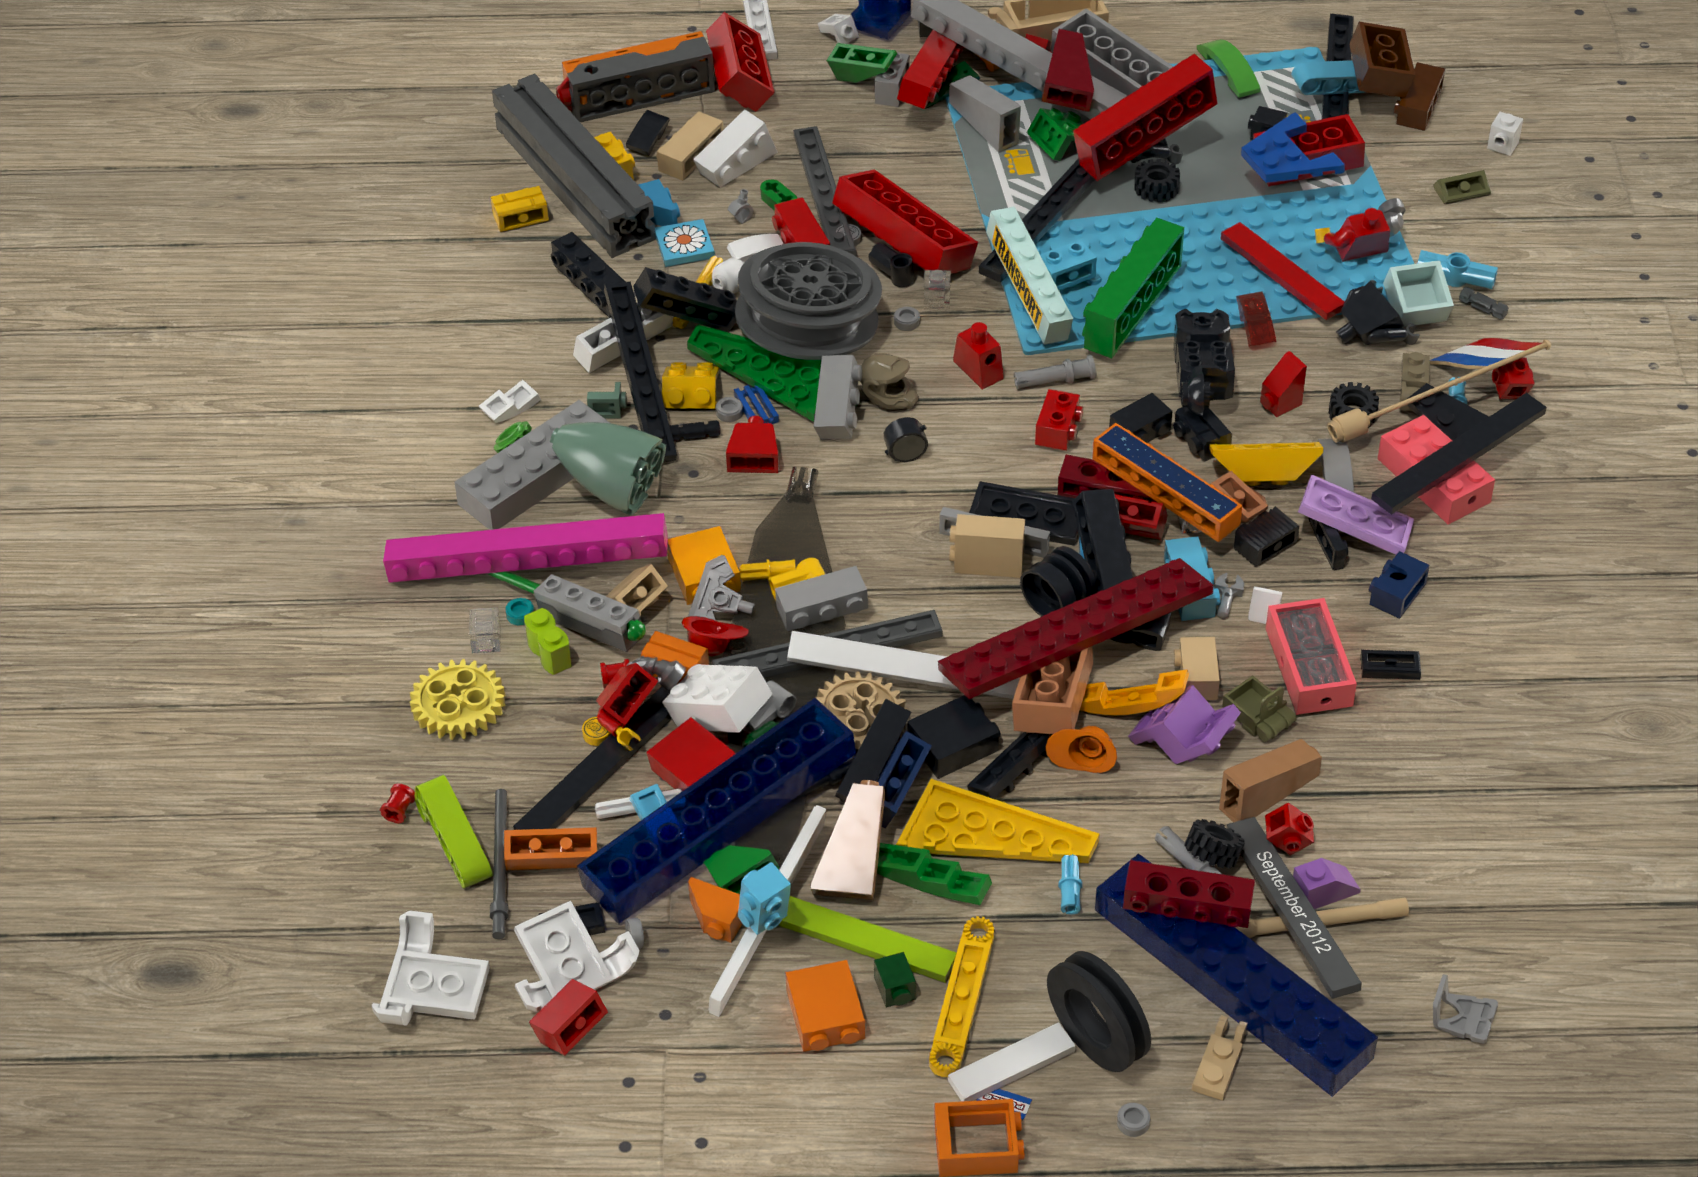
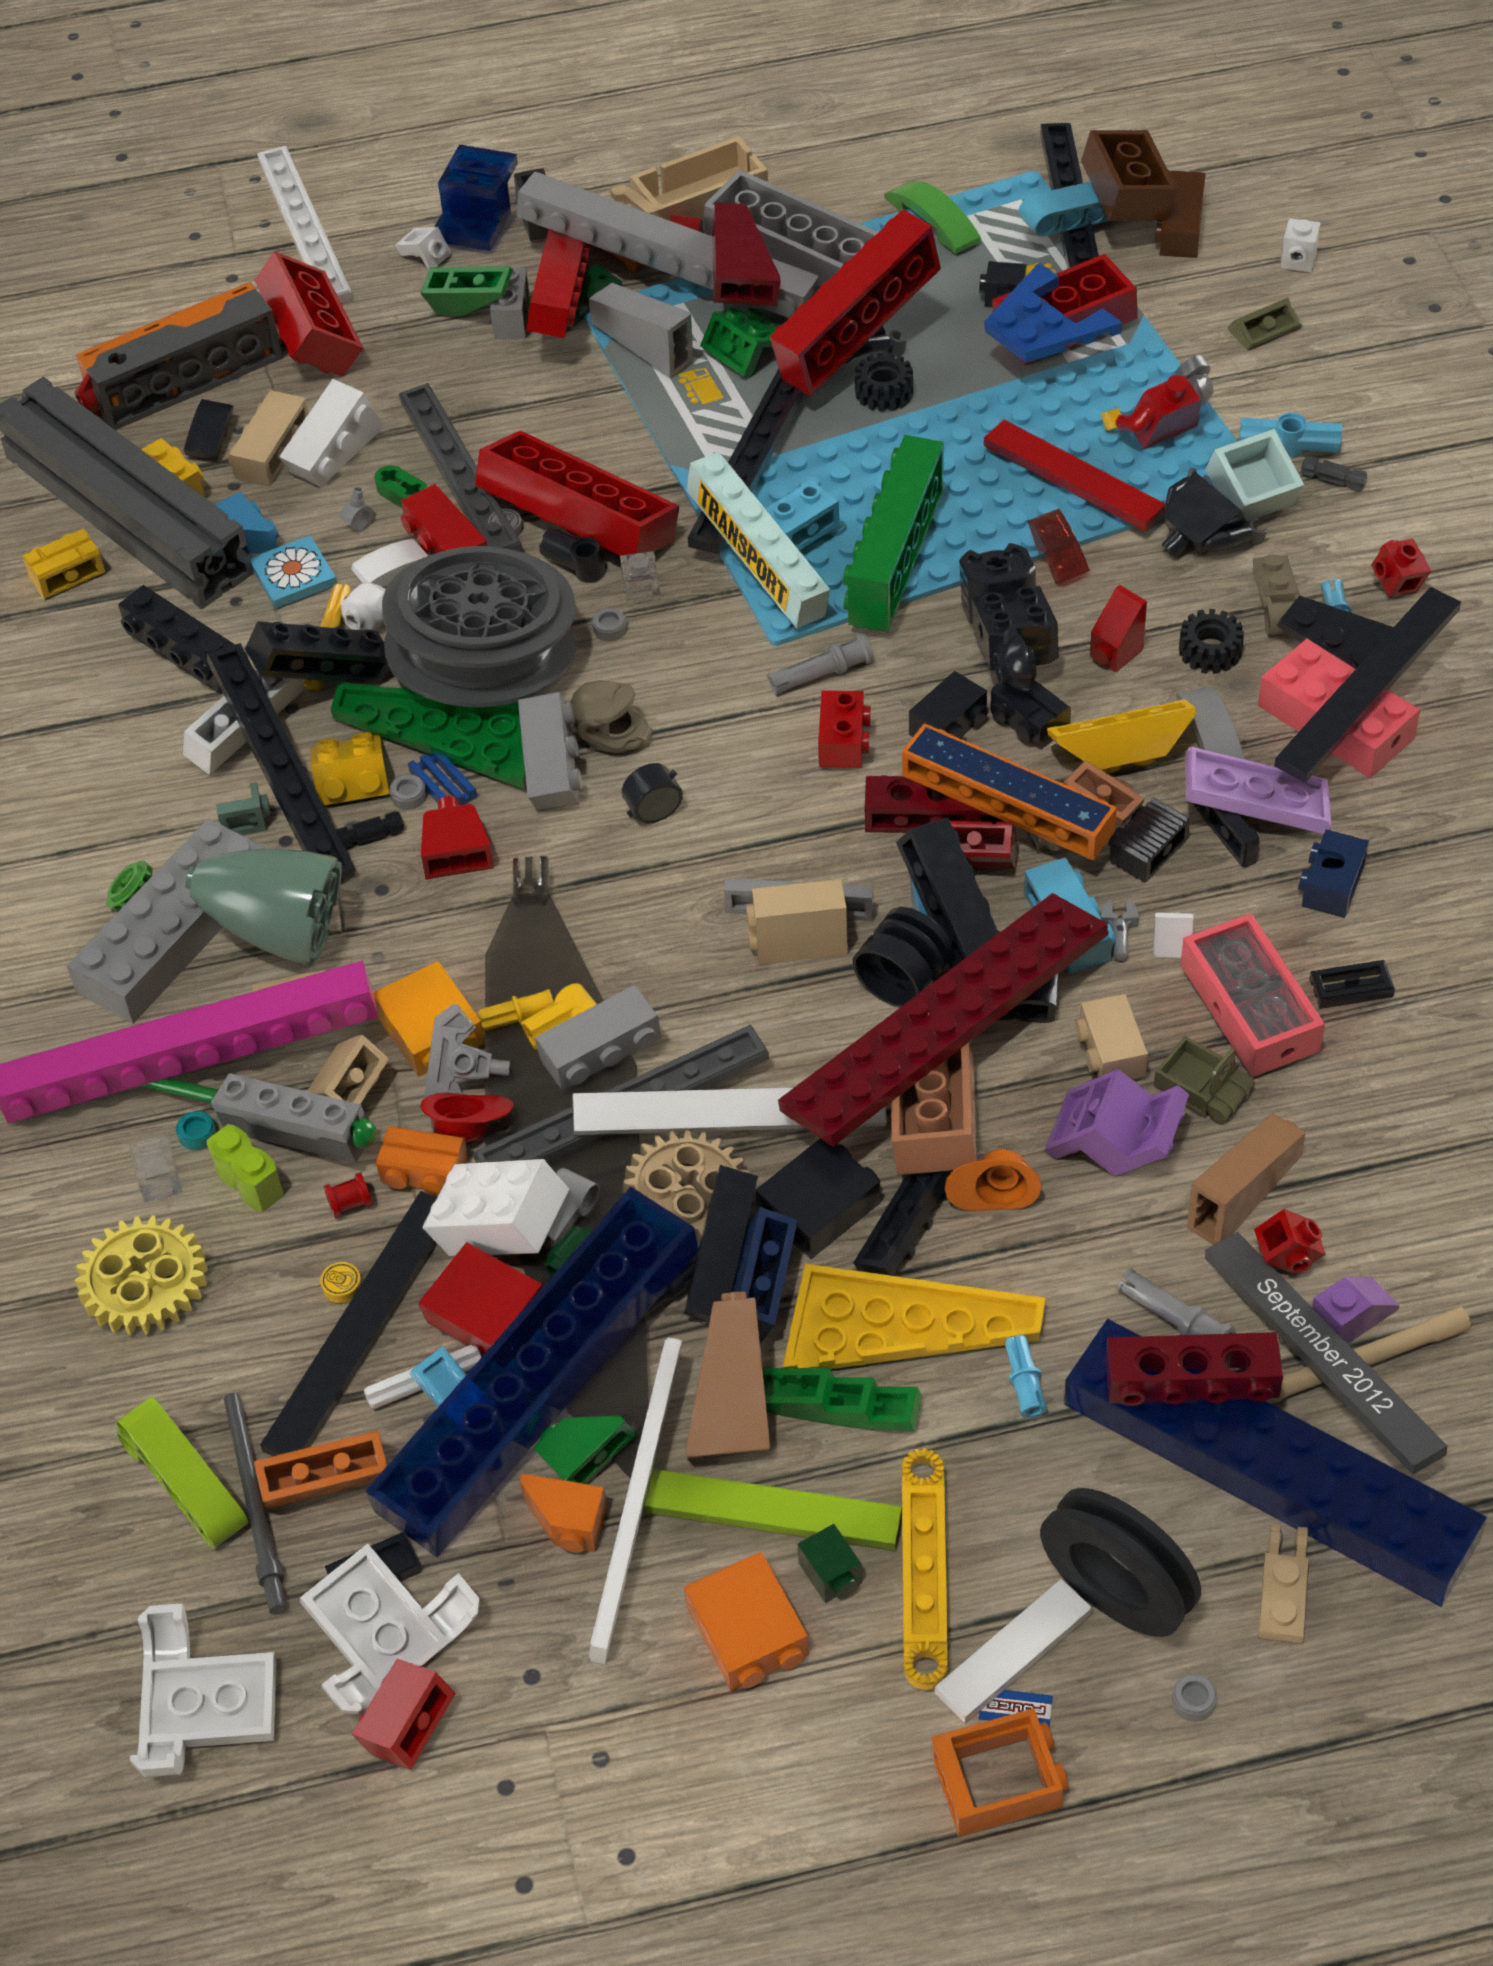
camera: 10 degrees left, 5 degrees up
(398, 802) = (94, 1443): red bush -> none
(512, 403) = (120, 833): white slope -> none
(629, 690) = (374, 1221): red torso -> none
(634, 926) = (462, 1563): light grey tile -> none
(763, 898) = (634, 1493): medium azure brick -> none
(979, 355) = (718, 660): red torso -> none
(1038, 509) = (823, 856): black tile -> none
(1134, 699) = (1044, 1097): light orange slope -> none
(1214, 843) = (1199, 1282): black tyre -> none
(1482, 355) = (1351, 544): flag -> none

